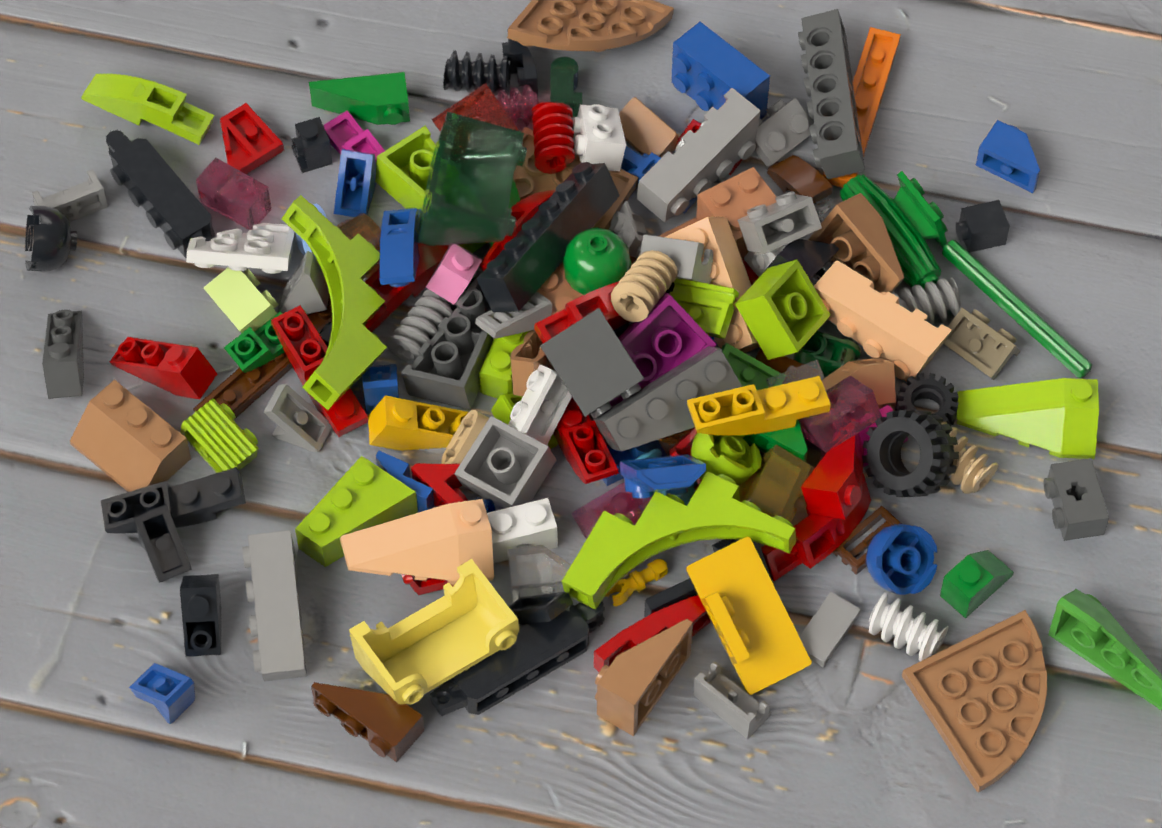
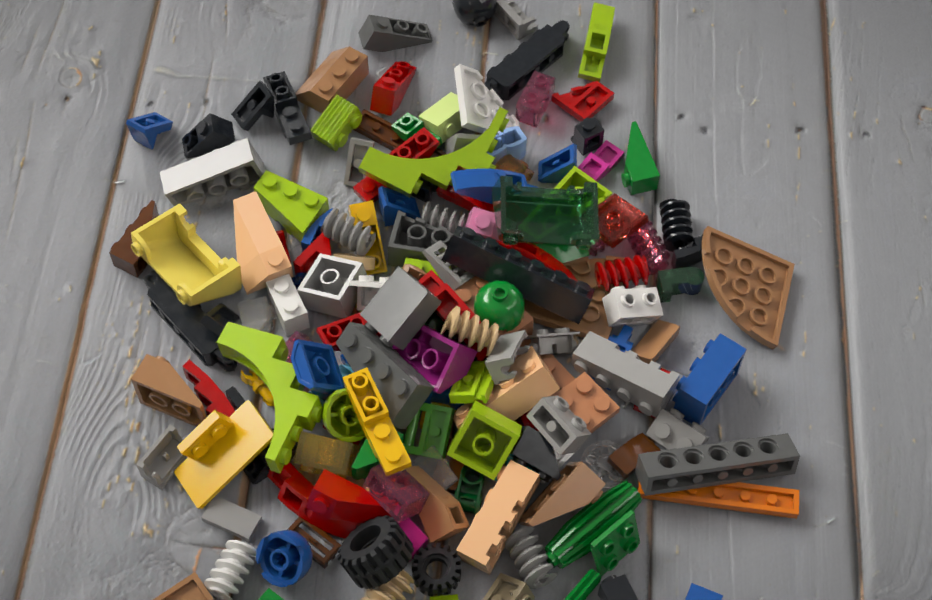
camera: 80 degrees right, 0 degrees up
(430, 430) = (347, 233): none -> light grey piece

